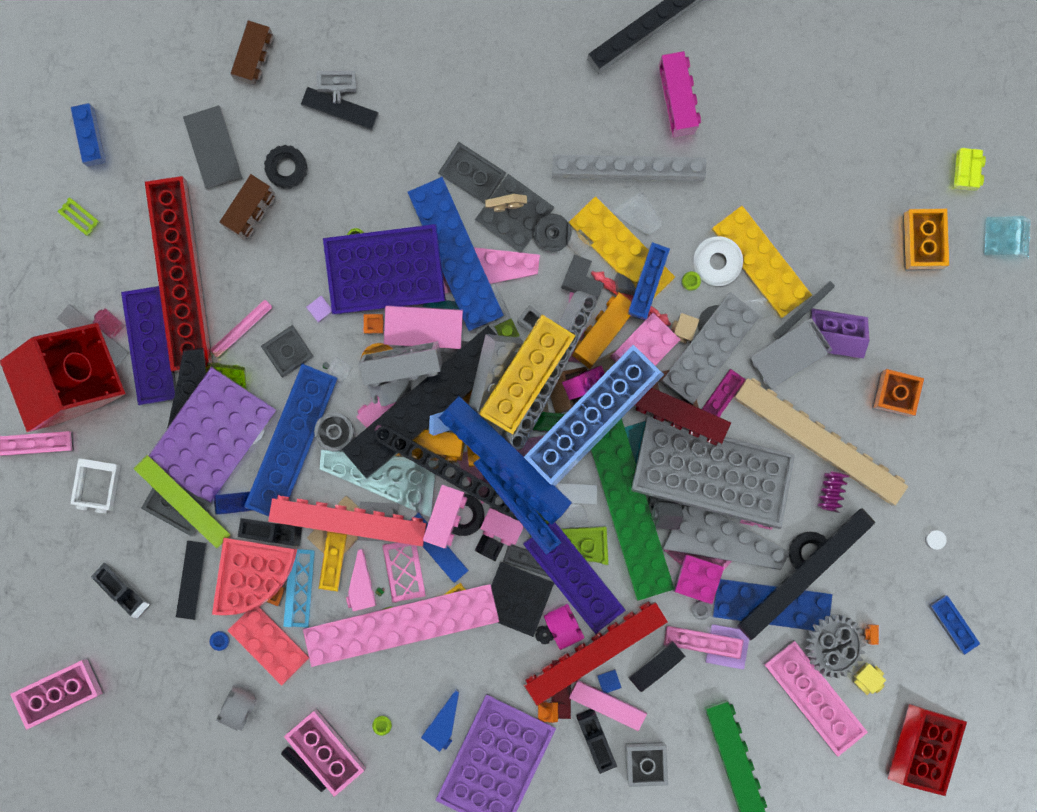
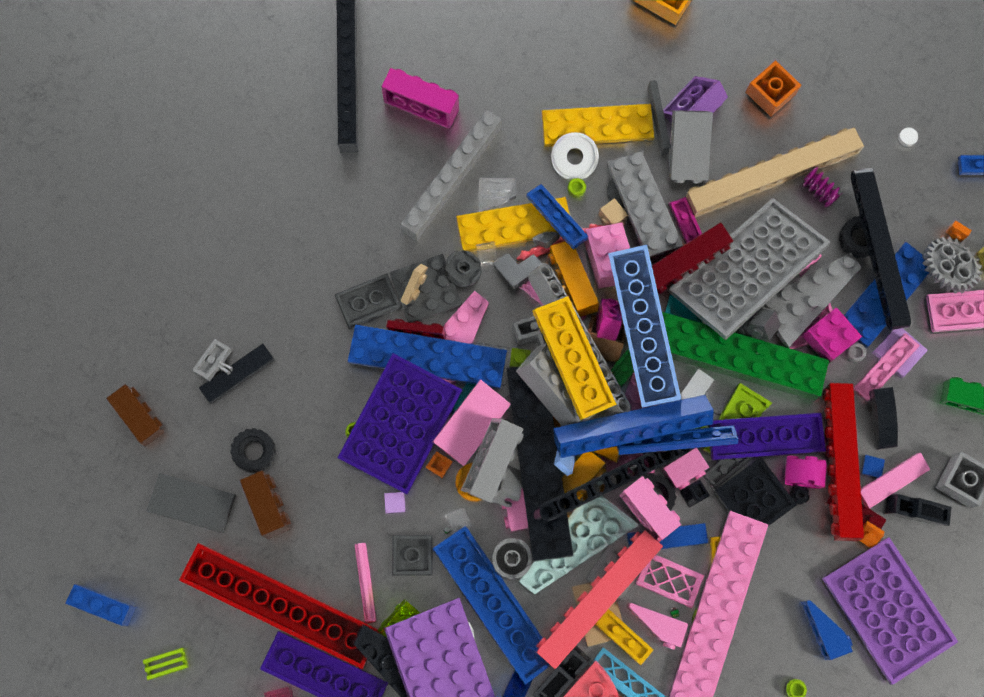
camera: 55 degrees left, 10 degrees down
(473, 229) = (418, 328): none -> dark red plate

